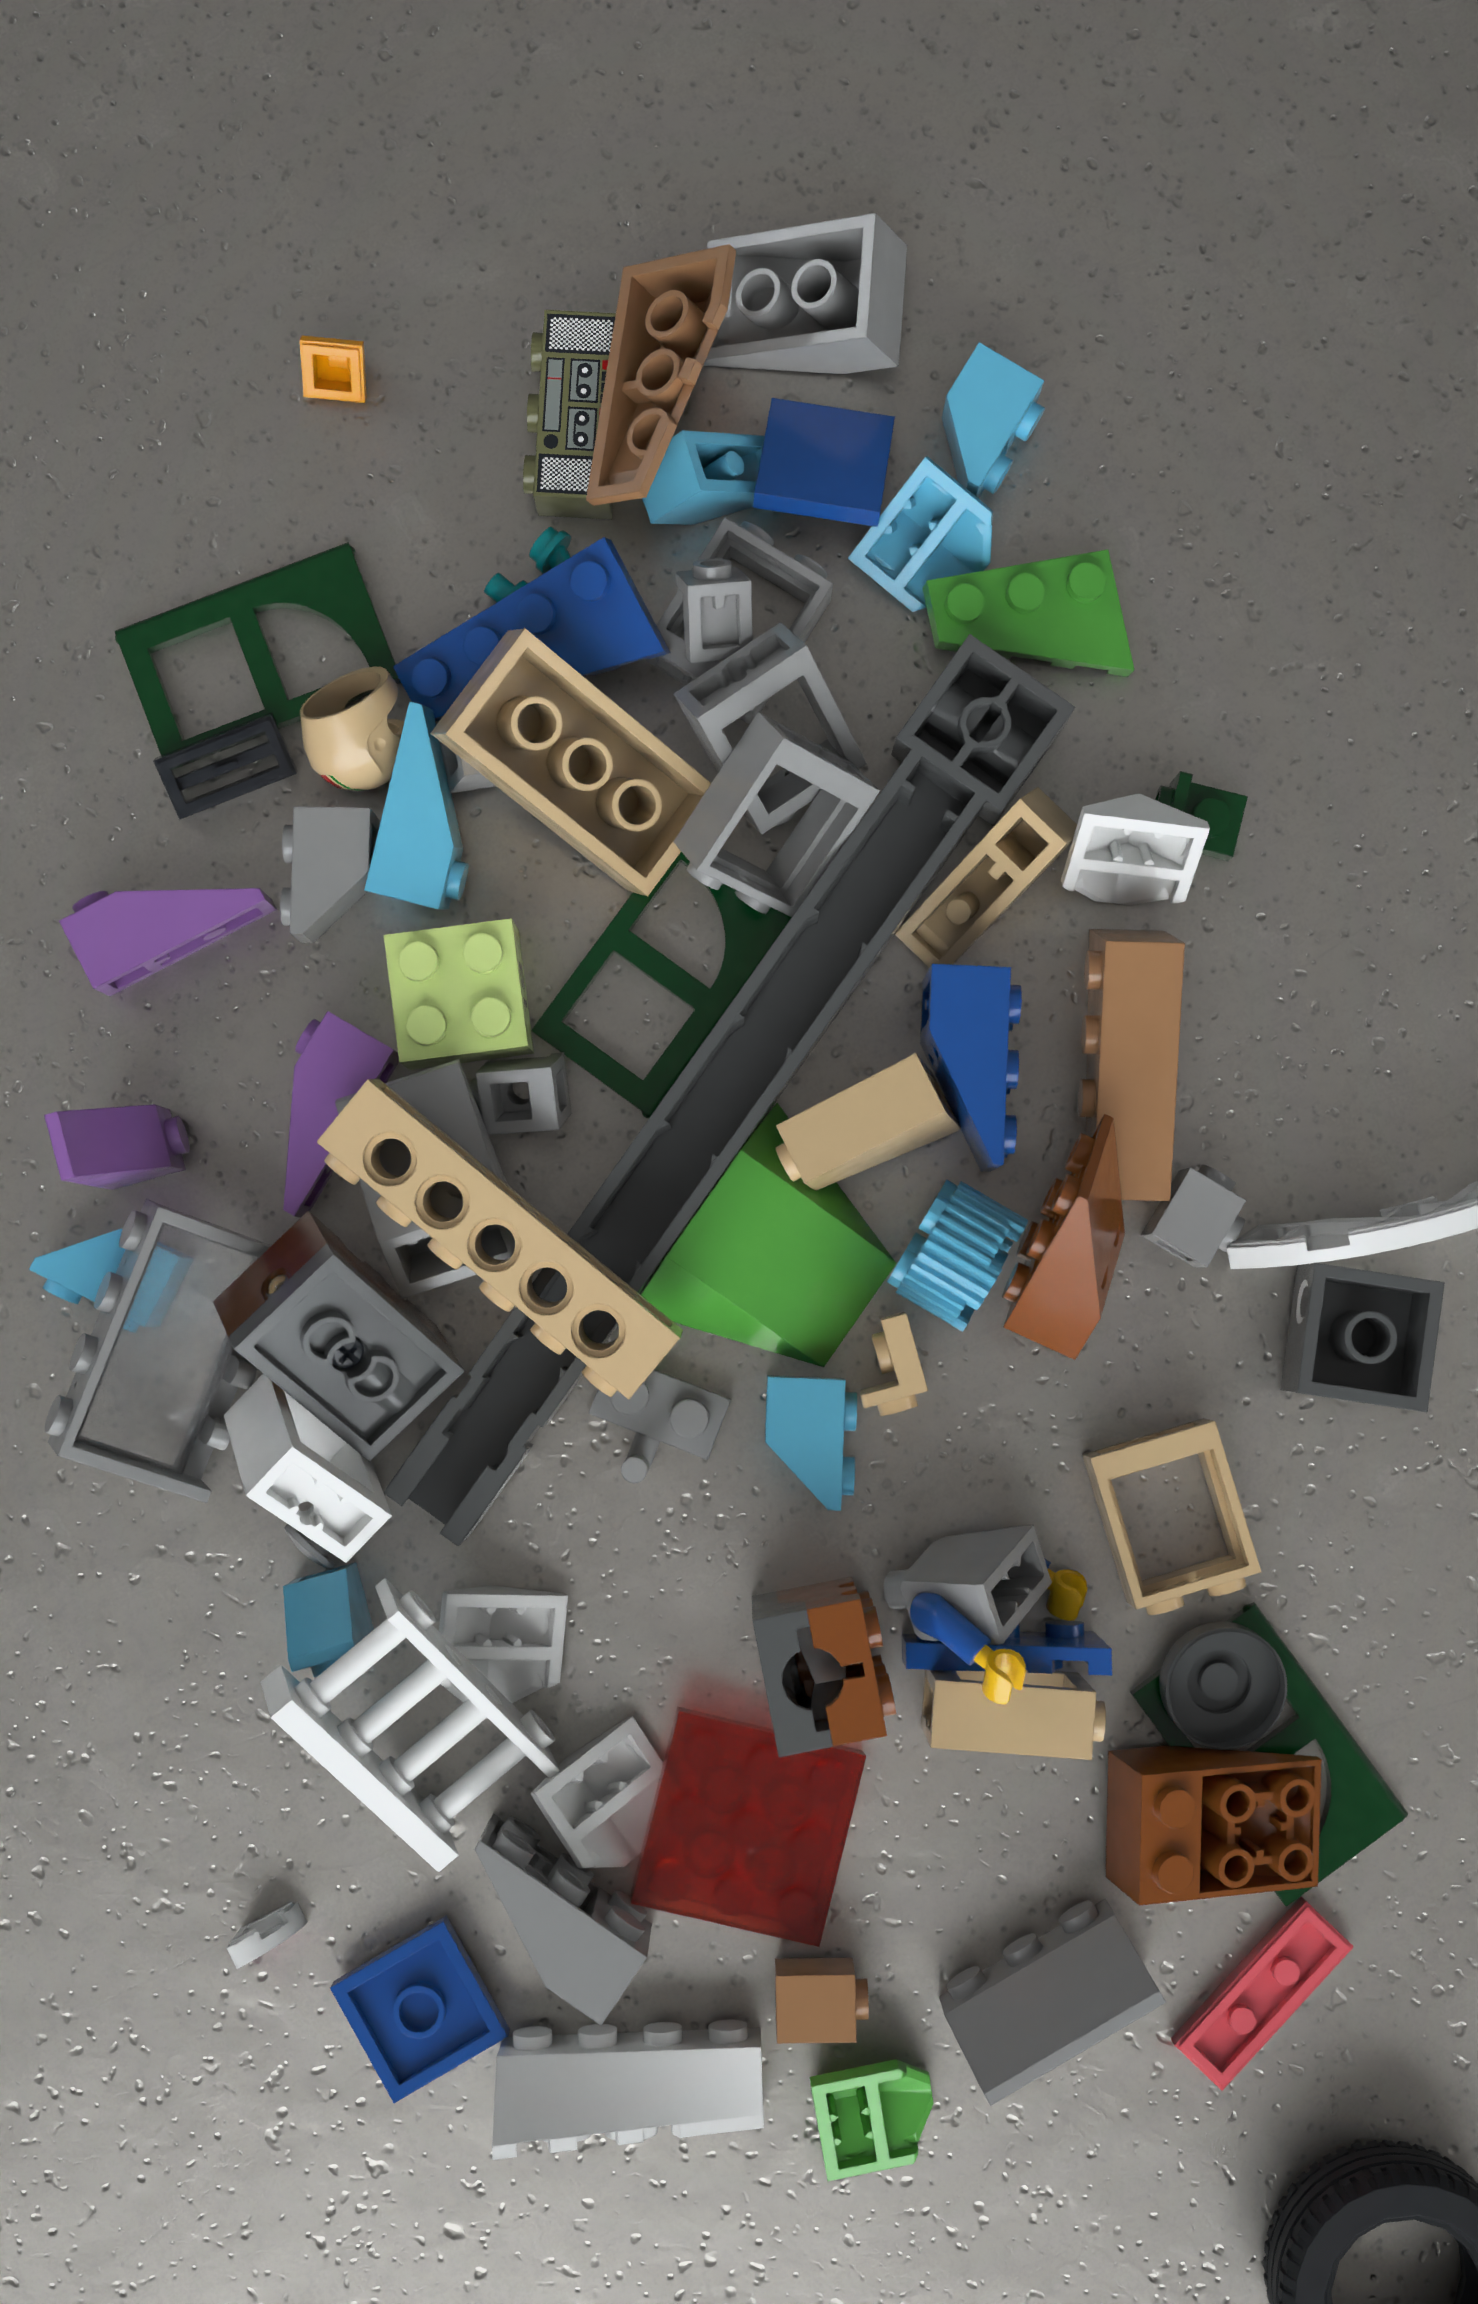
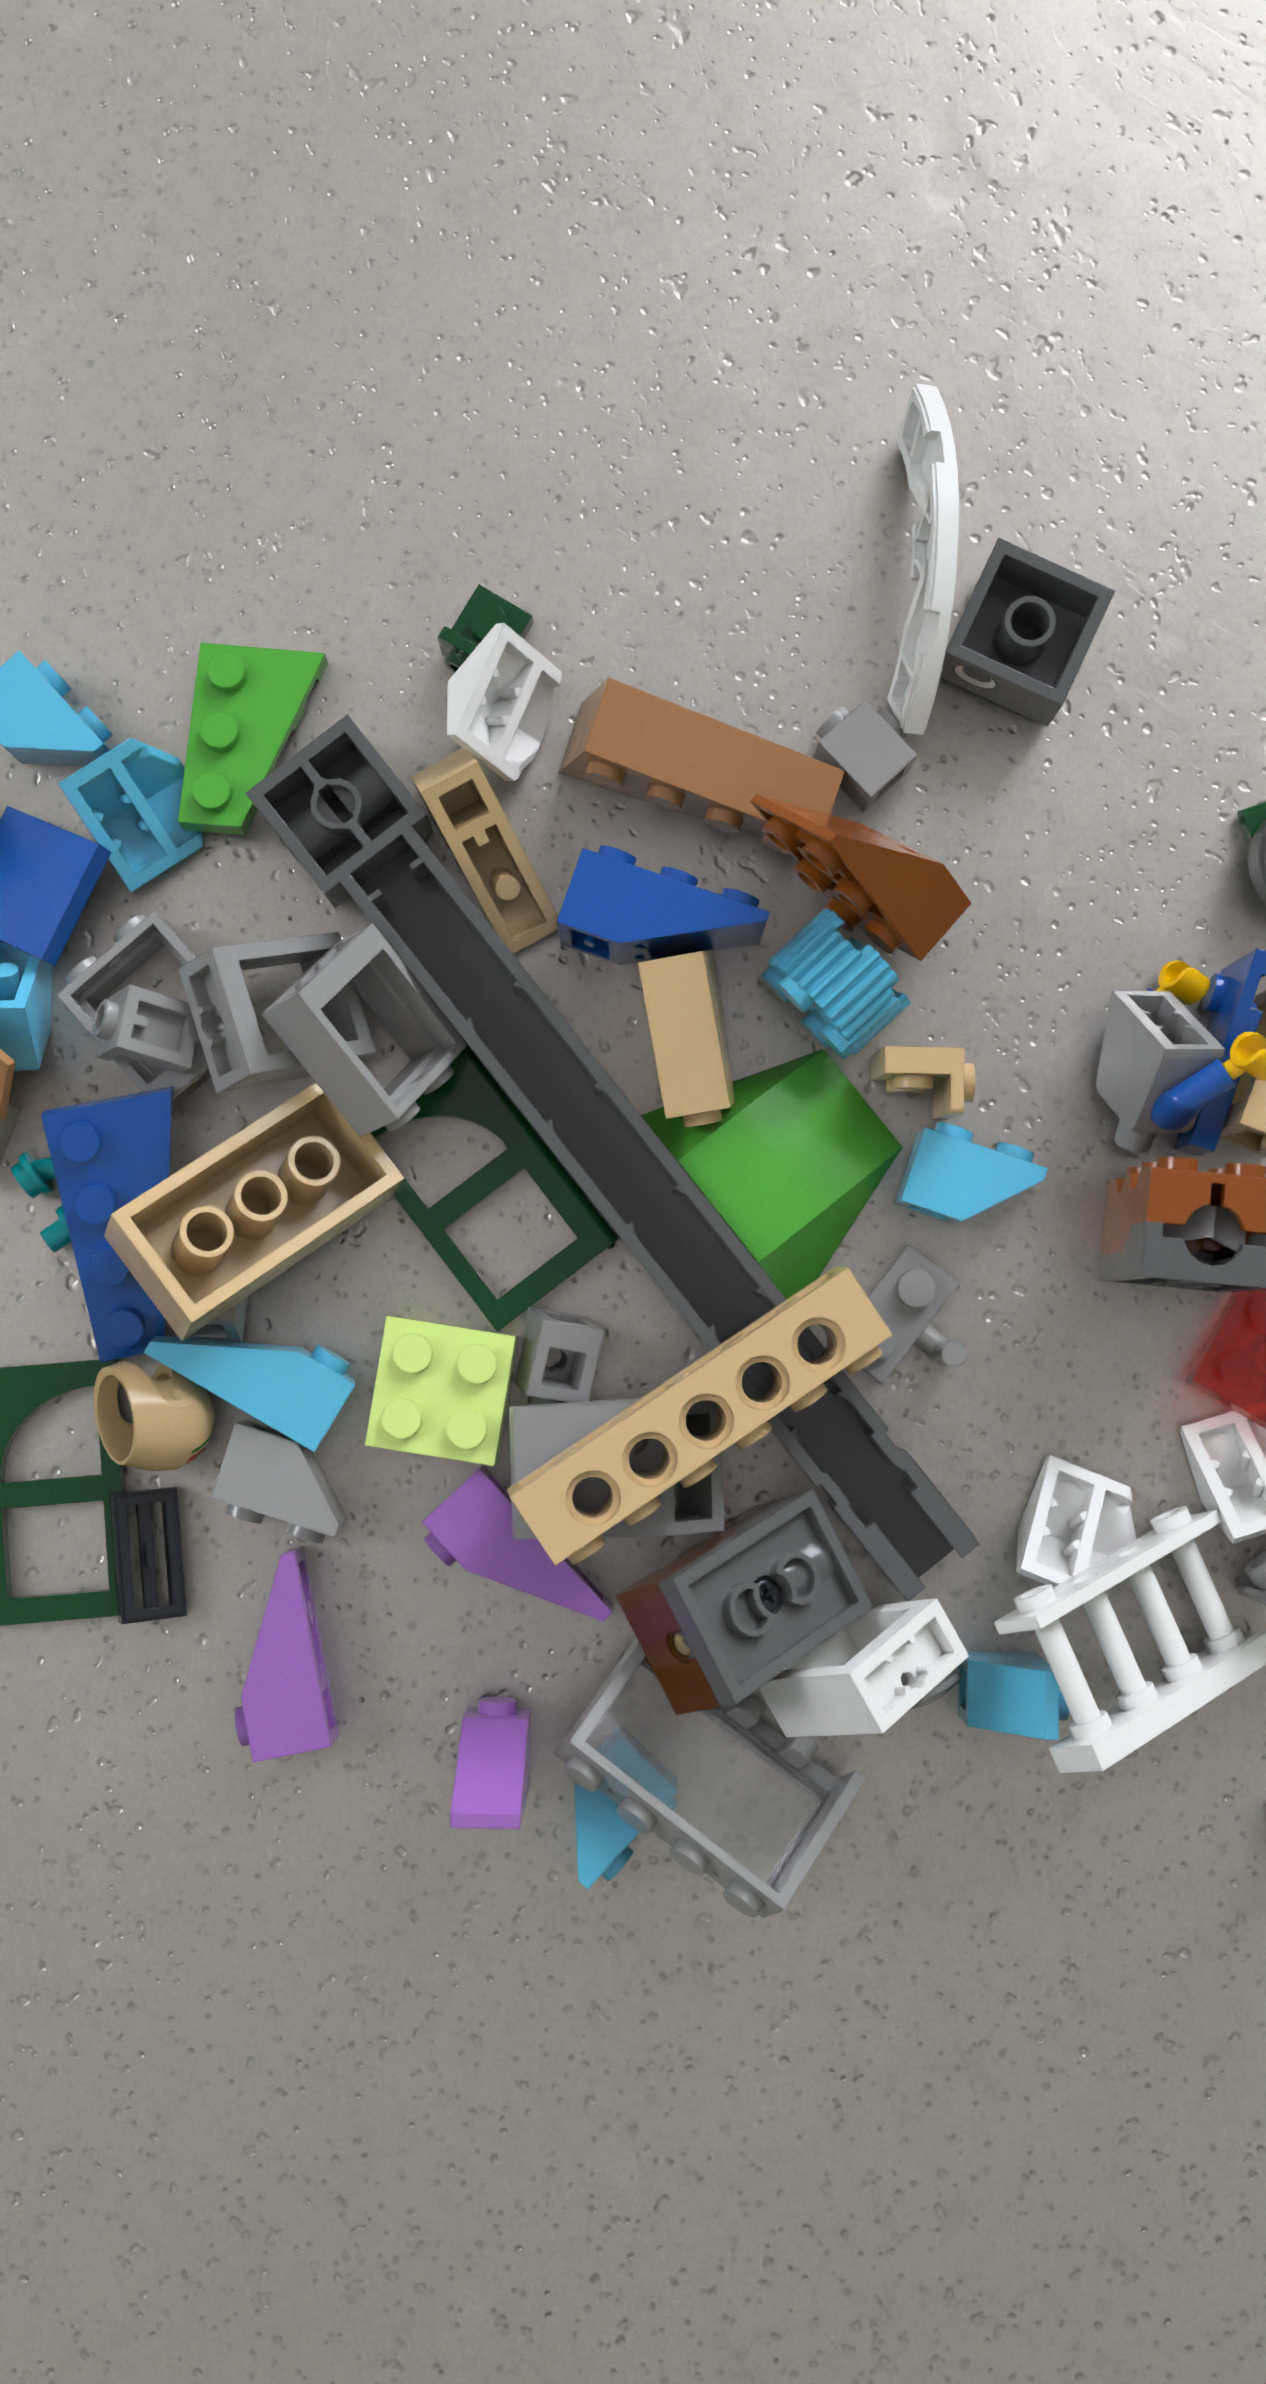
camera: 75 degrees left, 0 degrees up
(1217, 1575) = (1072, 859): tan window -> none

